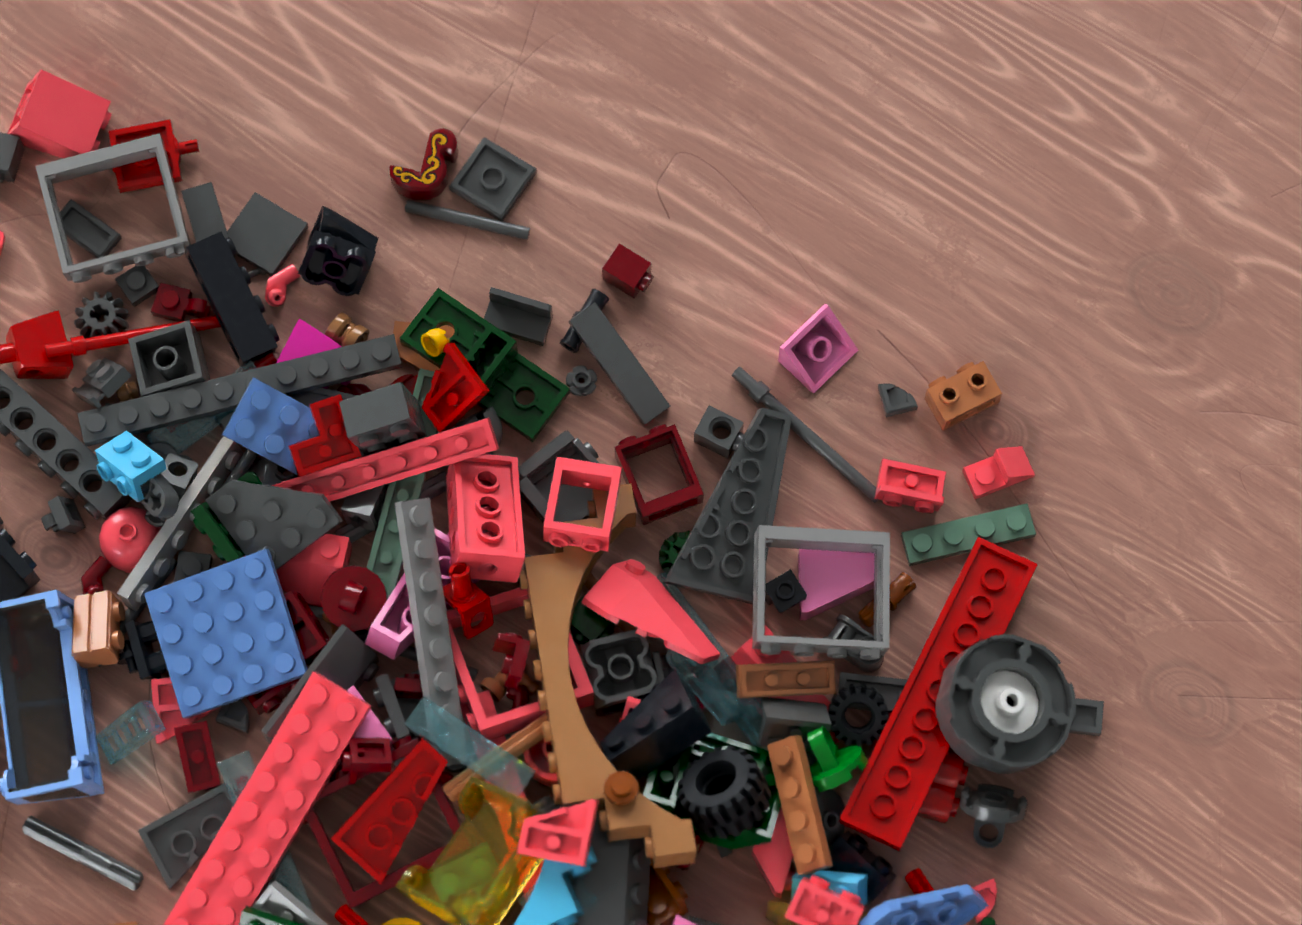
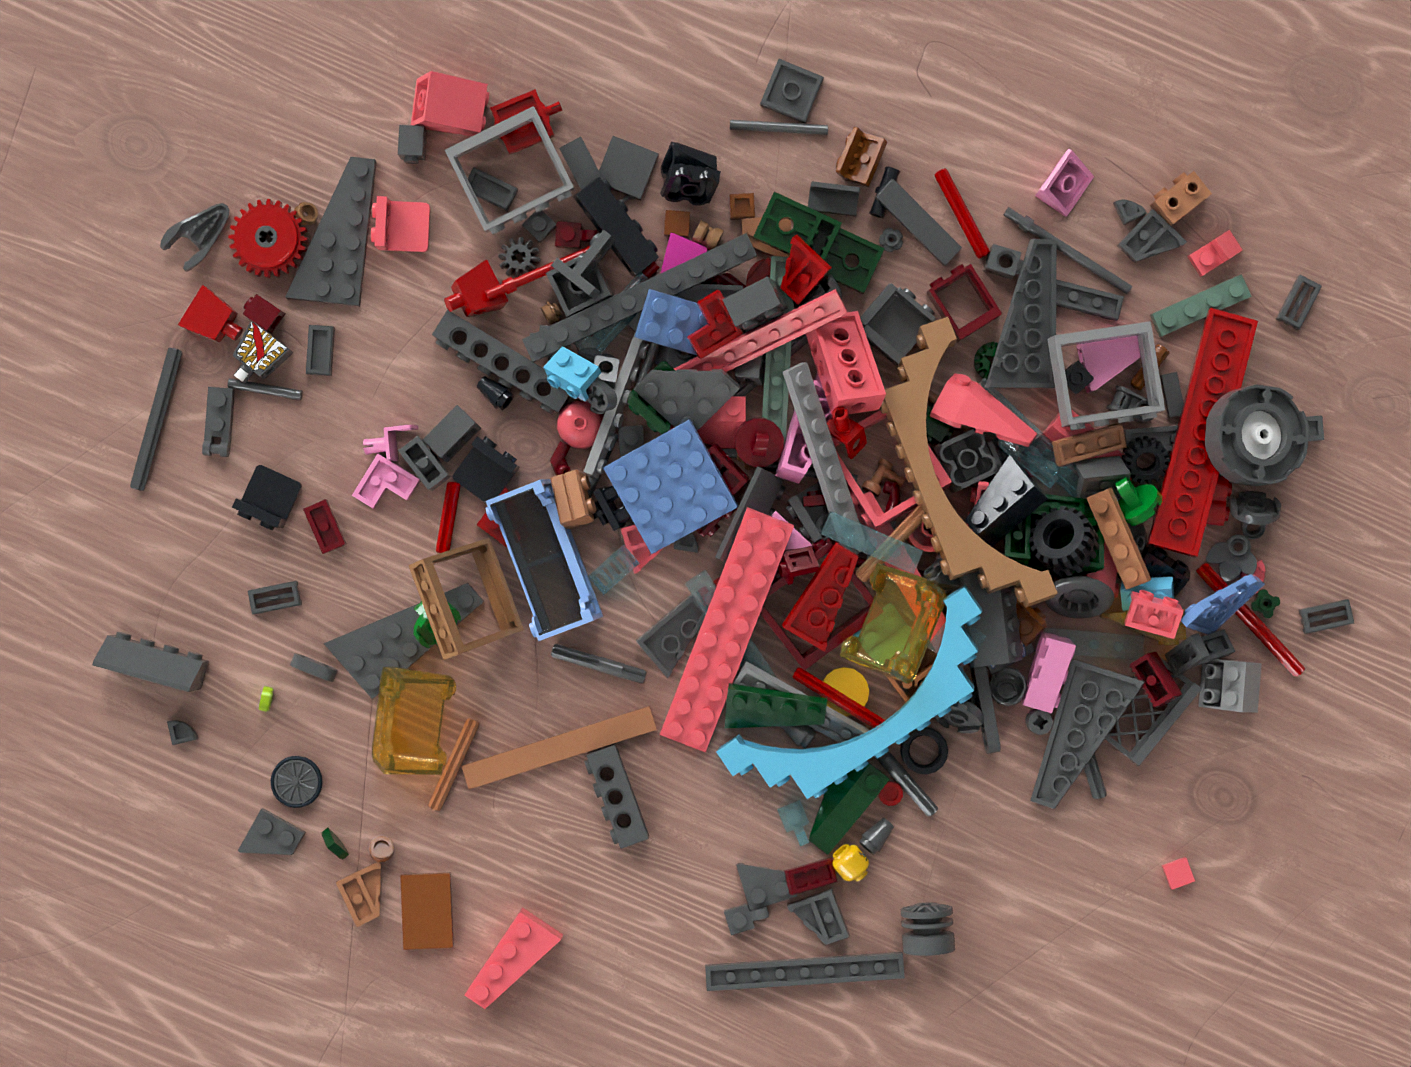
camera: 10 degrees left, 15 degrees up
(31, 480) = (495, 393): none -> black cone
(64, 516) = (527, 417): dark grey tile -> none
(102, 380) = (532, 309): dark grey plate -> none
(181, 332) = (586, 263): none -> dark grey bracket
(197, 756) = (667, 579): dark red plate -> none
(277, 285) = (645, 206): coral arm -> none
(313, 311) = (677, 223): none -> dark orange tile
(399, 306) = (742, 206): none -> dark orange tile
(434, 173) = (747, 99): dark red animal -> none
(434, 341) = (782, 236): yellow hinge -> none
(515, 659) = (892, 471): dark red bracket -> none
(561, 272) = (860, 157): none -> dark orange bracket
(561, 834) = (956, 600): coral wing -> none
(584, 475) = (917, 318): coral window -> none
(621, 788) = (994, 557): dark orange plate -> none
(627, 271) = (910, 147): dark red brick -> none
(679, 364) = (962, 213): none -> red axle
(735, 877) = (1081, 597): none -> dark grey wheel
(821, 501) = (1088, 300): none -> dark grey tile
(910, 485) = (1153, 276): coral bracket -> none
(912, 639) = (1172, 394): none -> dark grey piece
(916, 437) = (1150, 238): none -> dark grey wing
(951, 869) = (1231, 561): none -> dark grey plate
(1081, 575) = (1289, 320): none -> dark grey tile

